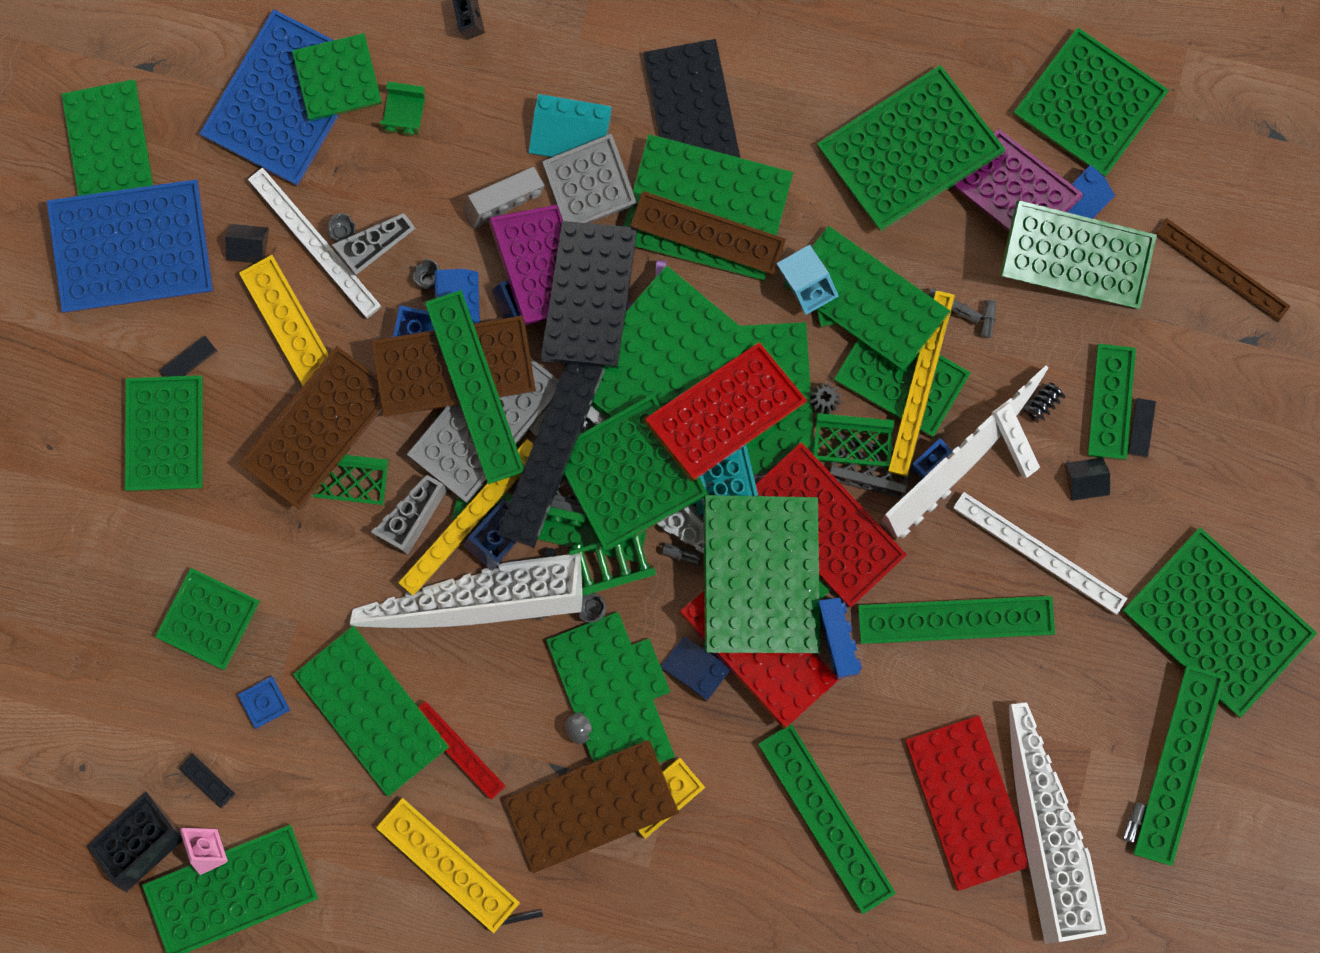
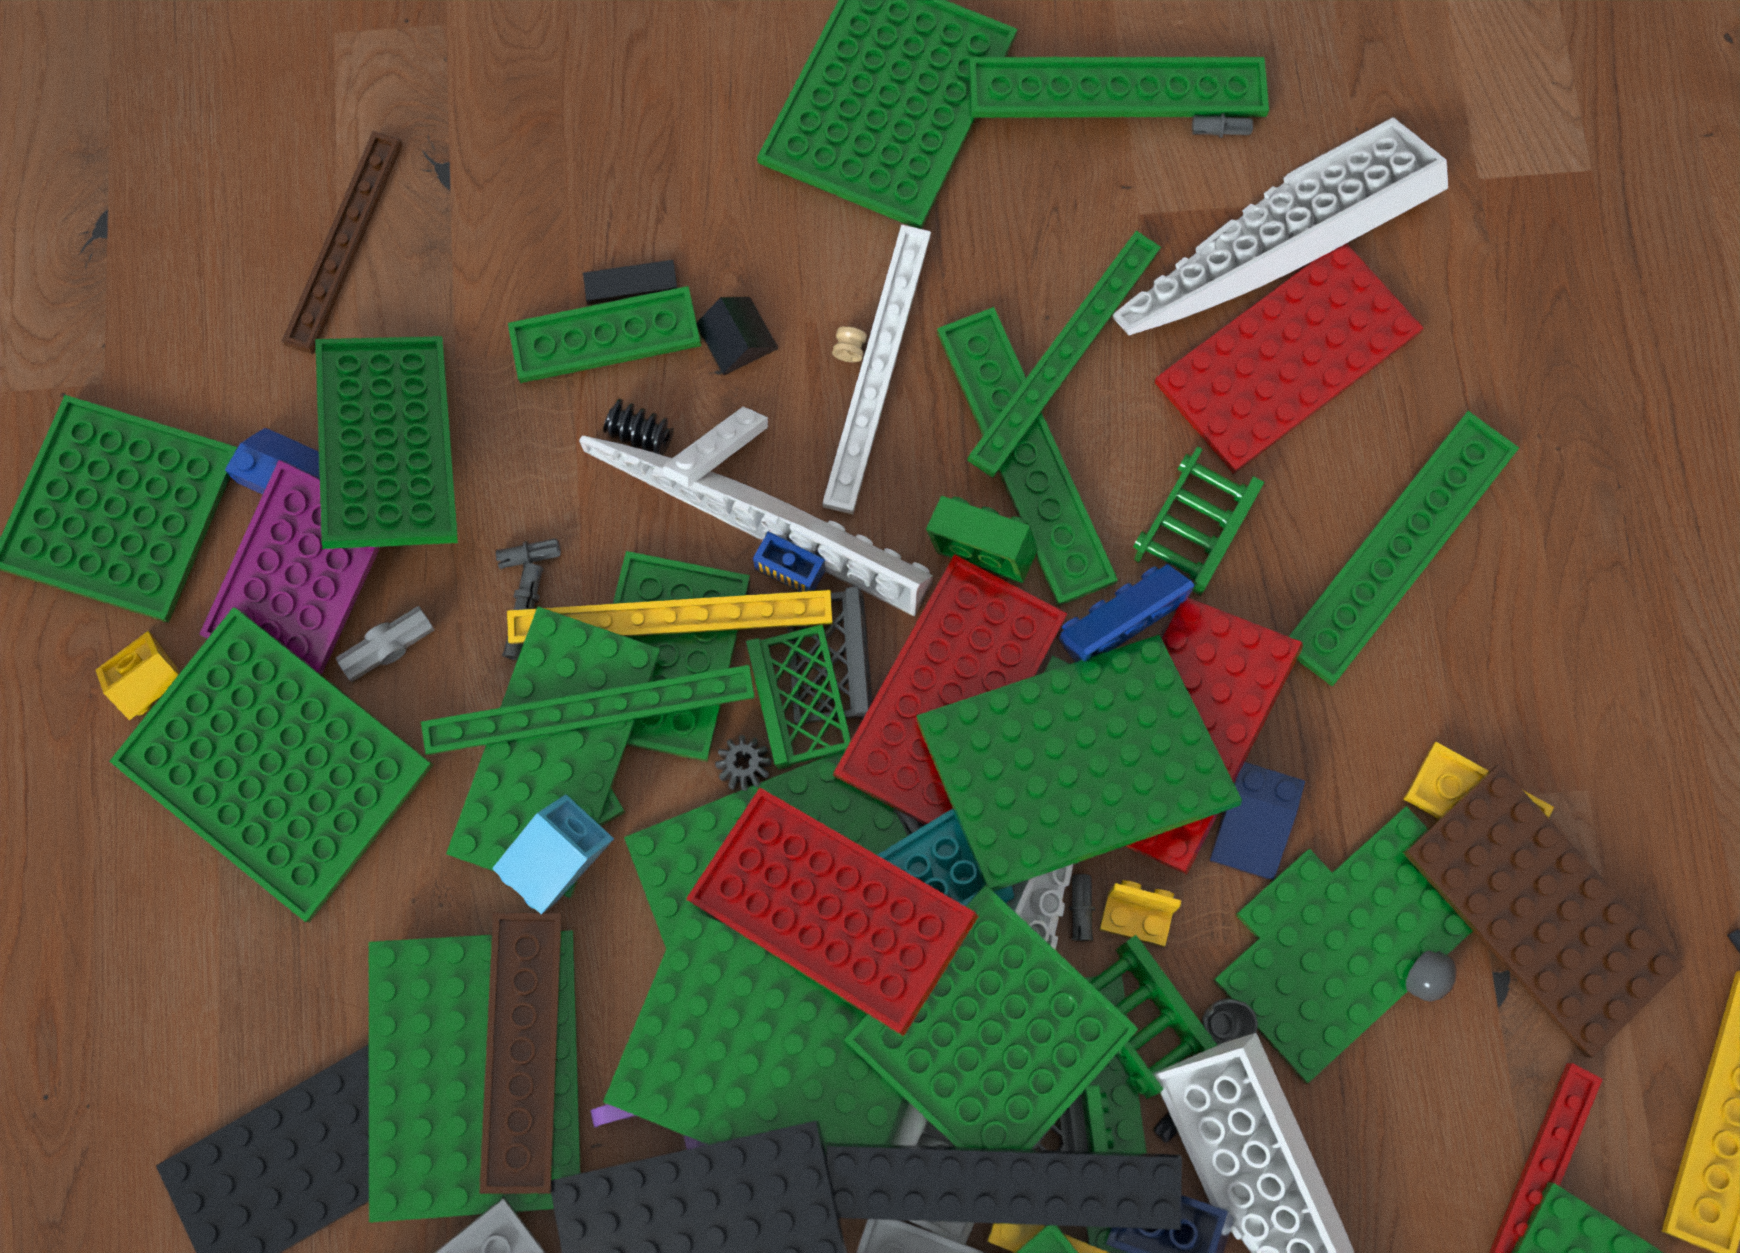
camera: 110 degrees left, 5 degrees down
(666, 582) = (1139, 913): none -> yellow bracket
(862, 708) = (1213, 546): none -> green fence
(880, 320) = (587, 710): none -> green plate
(910, 572) = (982, 537): none -> green brick
(960, 226) = (384, 644): none -> light grey piece
(985, 90) = (137, 676): none -> yellow slope
(1011, 665) = (1063, 354): none -> green plate
(1058, 541) = (849, 344): none -> tan wheel

